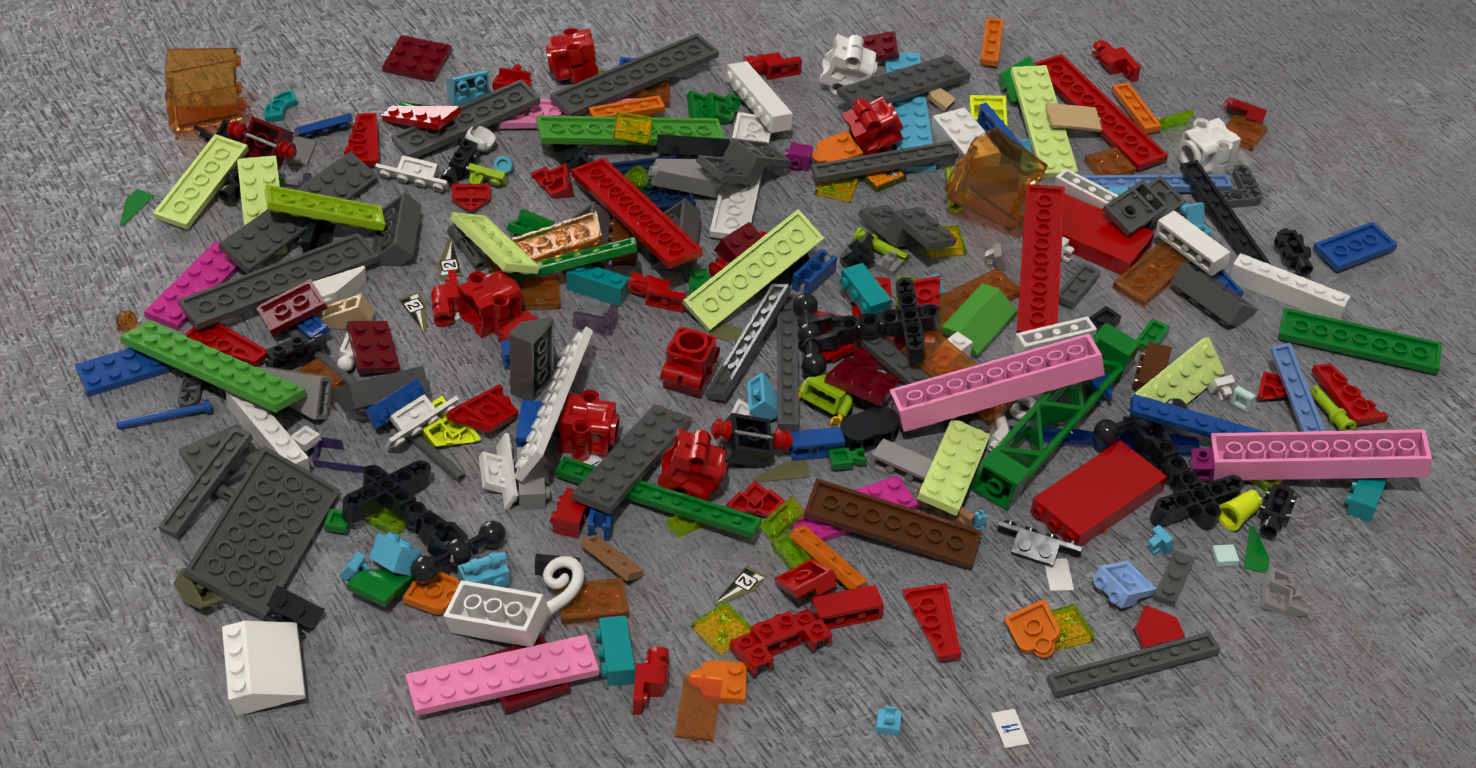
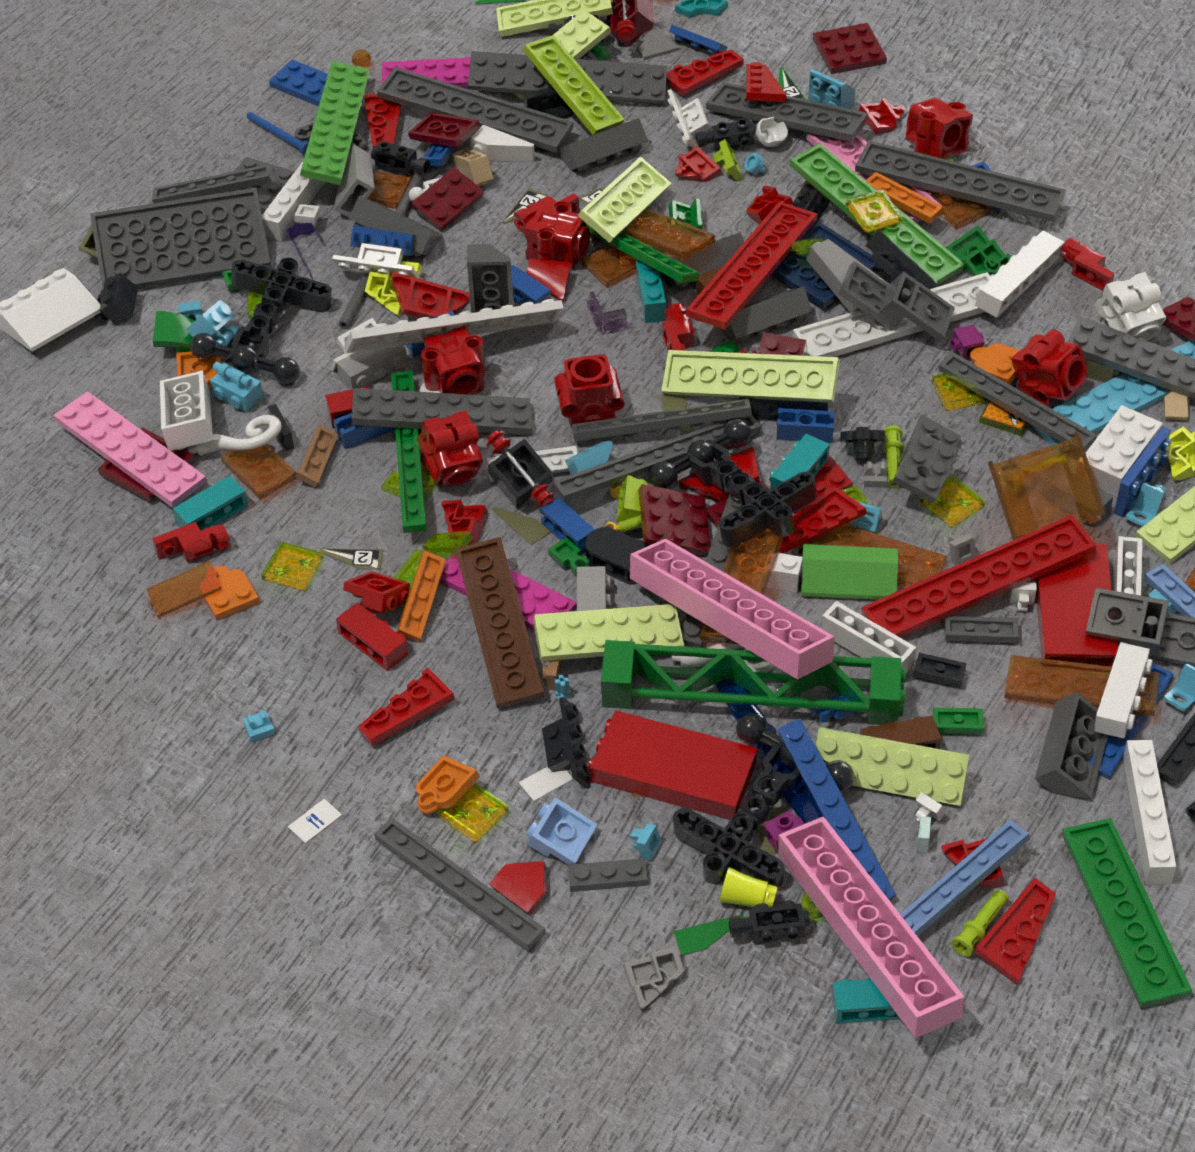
camera: 65 degrees right, 5 degrees up
(777, 636) = (298, 601): red bracket -> none
(1225, 555) = (674, 906): light aqua tile -> none

